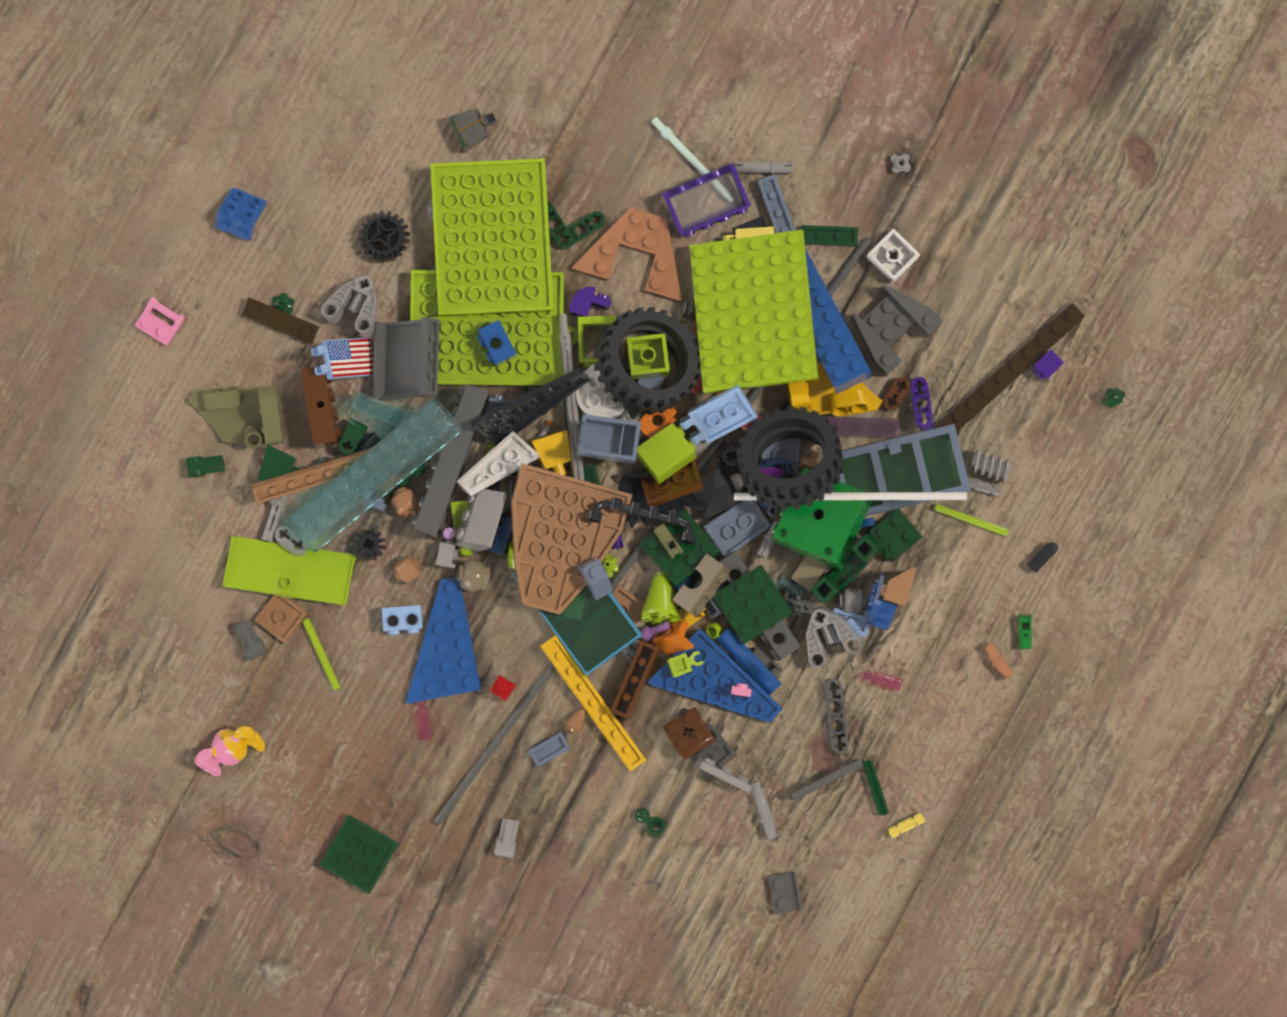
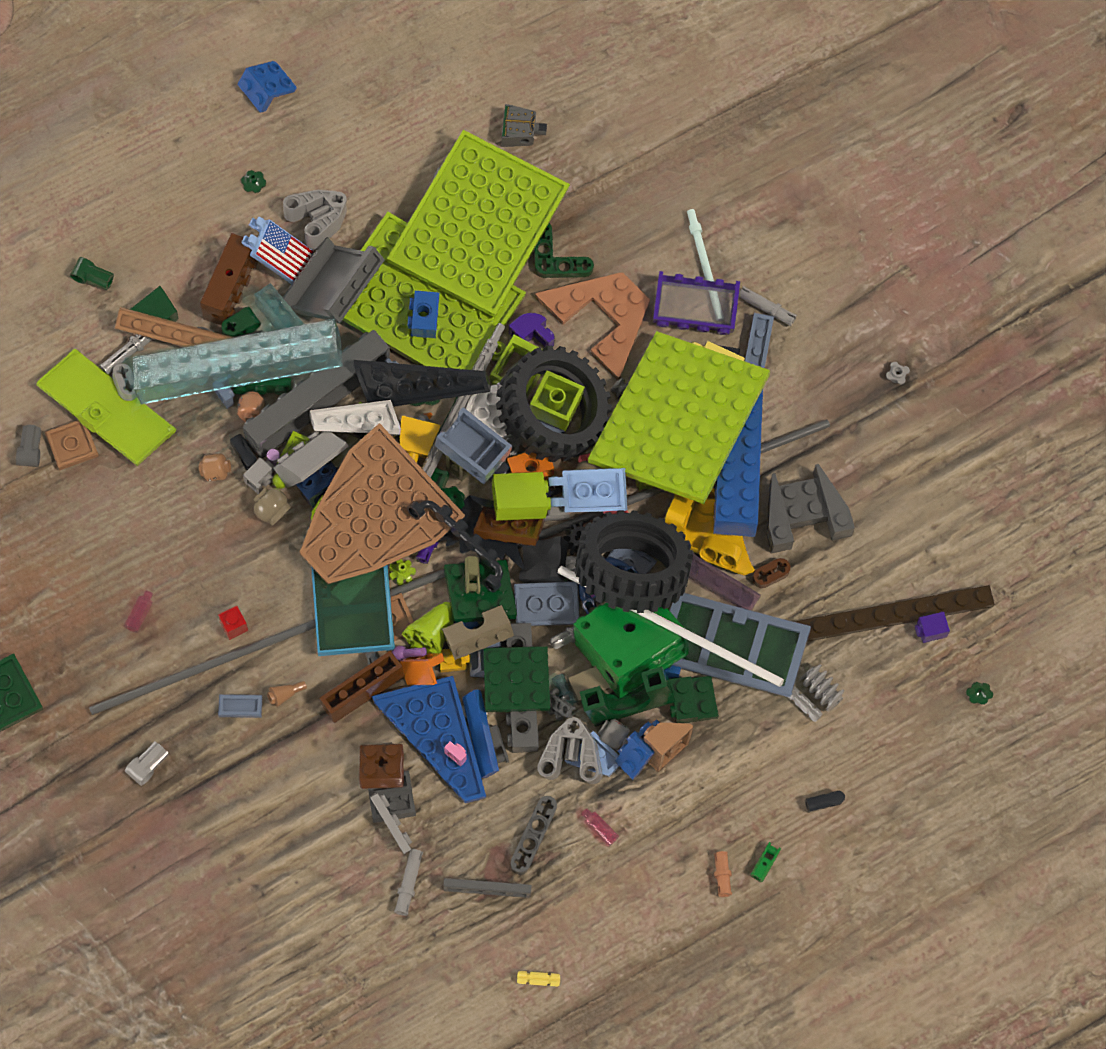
camera: 25 degrees right, 15 degrees down
(156, 327) = (128, 136): bright pink plate -> none
(242, 412) = (156, 246): olive panel -> none
(280, 320) = (241, 190): dark brown plate -> none
(321, 654) = (86, 498): lime bar -> none
(365, 550) = (191, 419): black gear -> none
(376, 239) = (367, 169): black gear -> none
(402, 614) = (184, 503): light blue brick -> none
(422, 542) = (243, 451): none -> black bar
(447, 652) = (202, 563): blue wing -> none
(593, 703) = (308, 686): yellow tile -> none
(596, 578) = (383, 569): sand blue slope -> none
(611, 481) = (455, 496): none -> dark green plant
(643, 816) = (294, 834): dark green plate -> none
(681, 664) = (414, 696): lime plate -> none
(710, 632) = (465, 682): lime hinge -> none
(785, 893) = (380, 974): dark grey plate -> none
(830, 235) = (792, 399): dark green tile -> none
(875, 787) = (530, 924): dark green axle -> none
(893, 243) = (848, 437): white brick -> none
(927, 409) = (790, 600): dark purple beam -> none
(972, 520) = (775, 728): lime bar -> none

